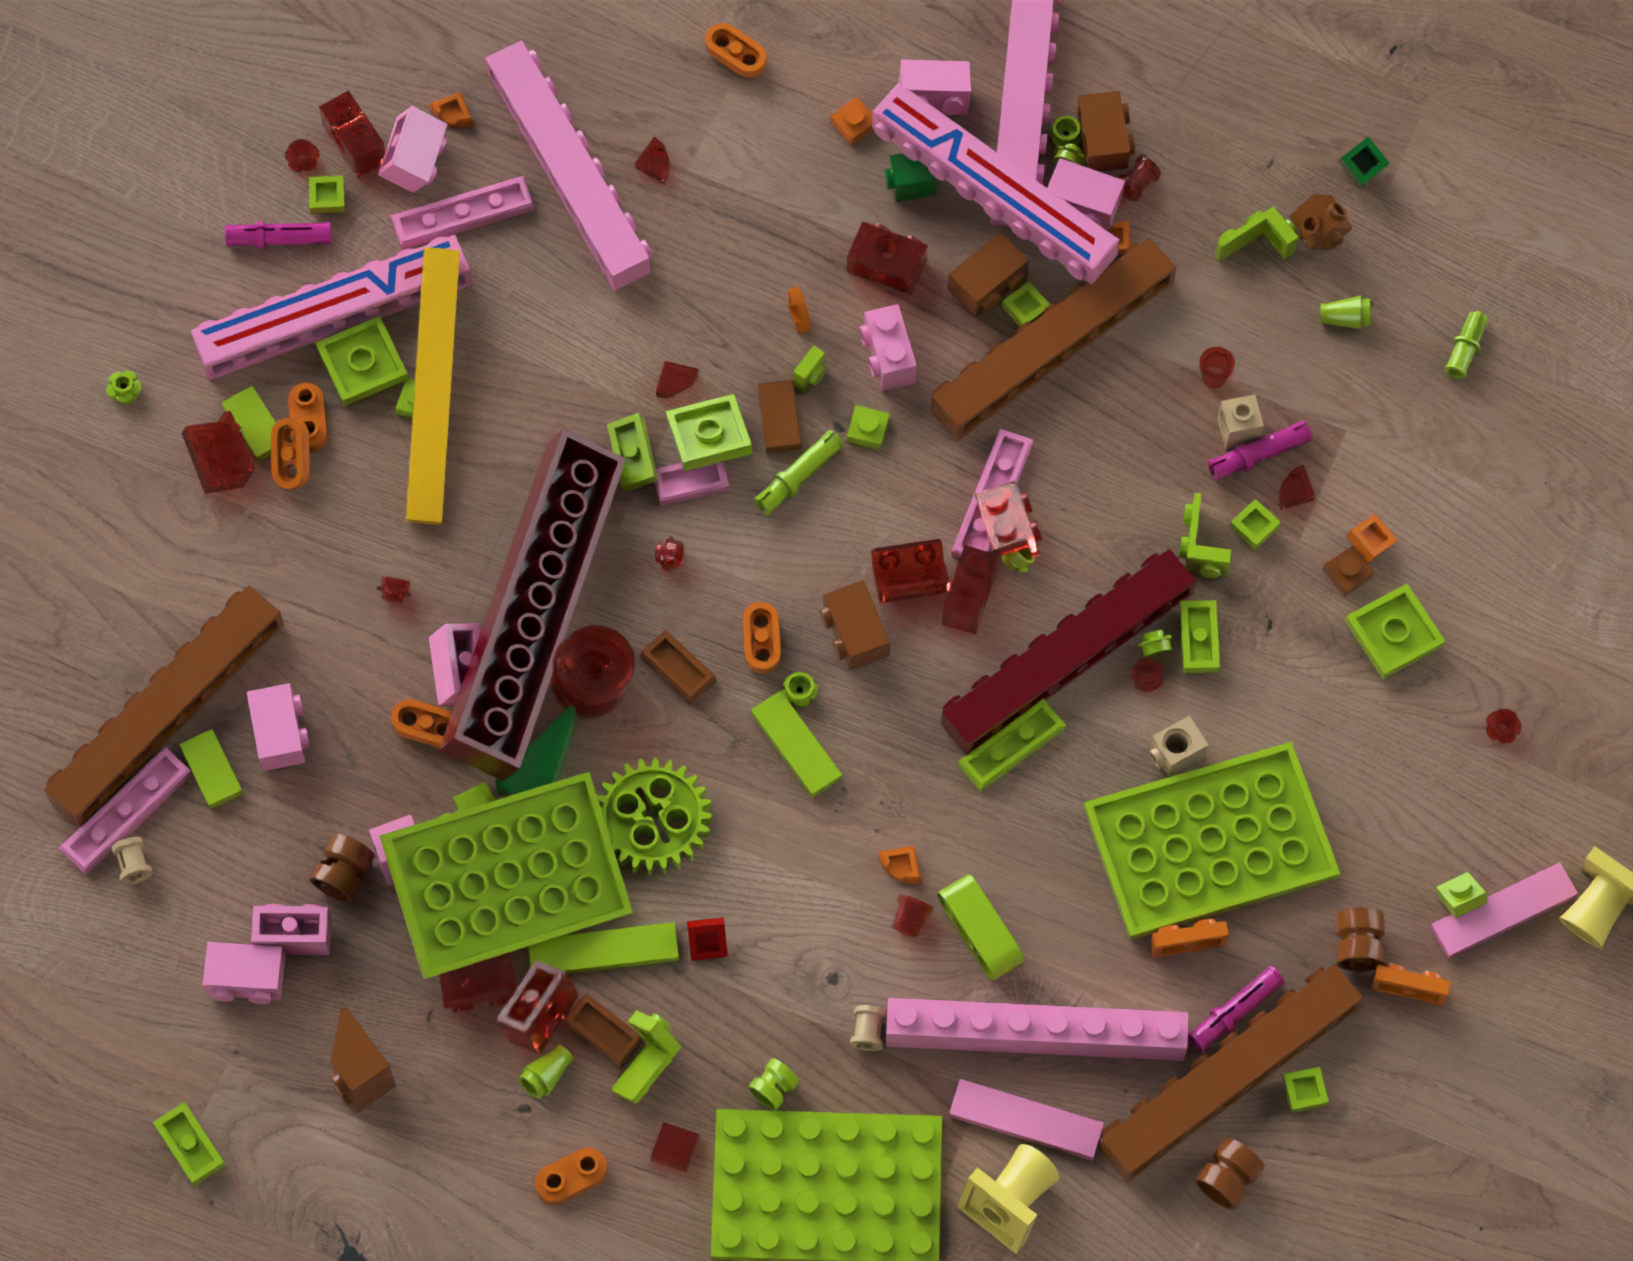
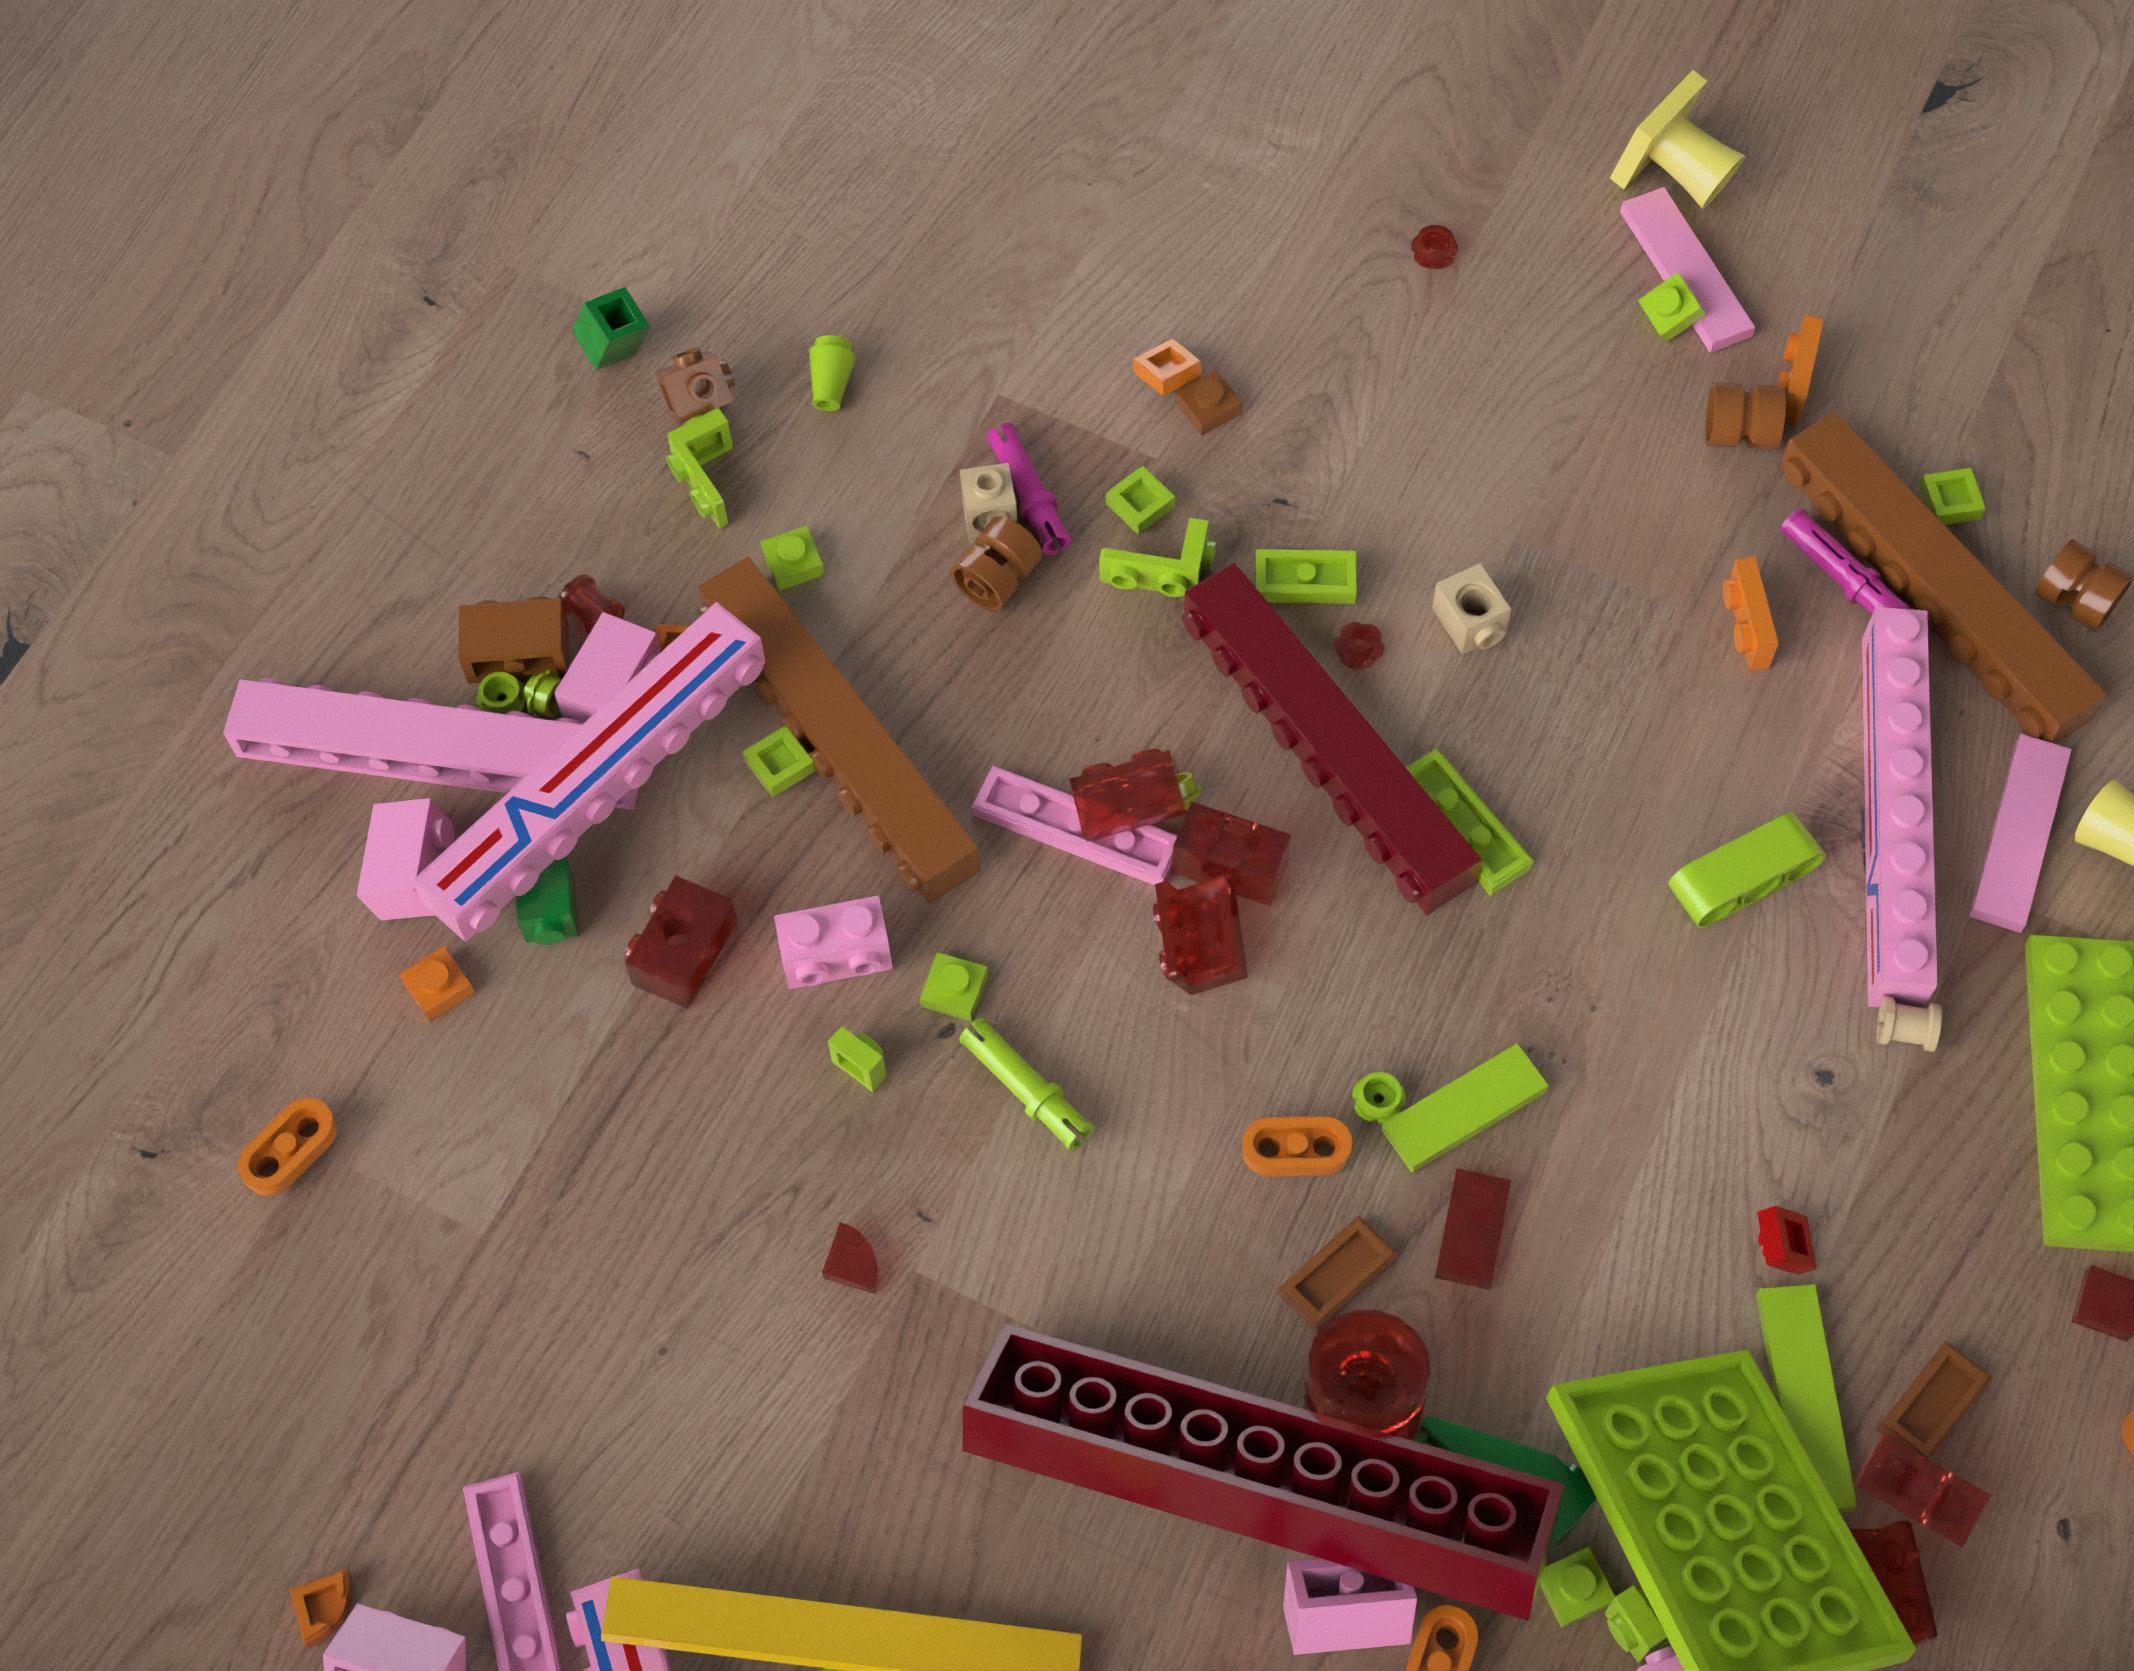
camera: 85 degrees left, 5 degrees down
(544, 1073) = (2014, 1487): lime cone -> none
(568, 165) = (450, 1412): bright pink brick -> none
(631, 441) = (973, 1323): lime plate -> none
(651, 1060) = (1989, 1336): lime bracket -> none
(654, 161) = (463, 1279): clear red tile -> none
(669, 554) = (1152, 1276): clear red plate -> none
(678, 486) = (1024, 1245): bright pink tile -> none
(682, 802) = (1566, 1270): lime gear -> none
(709, 432) = (955, 1206): lime plate -> none
(711, 748) = (1472, 1229): none -> clear red plate
(773, 1084) = (2006, 1154): lime wheel -> none
(779, 416) = (926, 1110): dark orange tile -> none
(798, 310) = (754, 1071): orange tile -> none
(855, 625) = (1286, 1008): dark orange brick -> none
(901, 864) = (1648, 973): orange tile -> none
(910, 915) = (1733, 960): clear red piece -> none
(988, 275) = (729, 801): dark orange brick -> none
(1155, 643) = (1316, 628): lime plate -> none
(1191, 303) = (792, 558): none -> lime plate
(1200, 435) = (996, 563): none -> dark orange wheel
(1211, 840) = (1606, 584): lime plate -> none
(1219, 358) = (901, 515): clear red piece -> none
(1295, 489) = (1084, 455): clear red tile -> none
(1395, 631) = (1302, 352): lime plate -> none
(1466, 345) = (889, 245): lime axle -> none

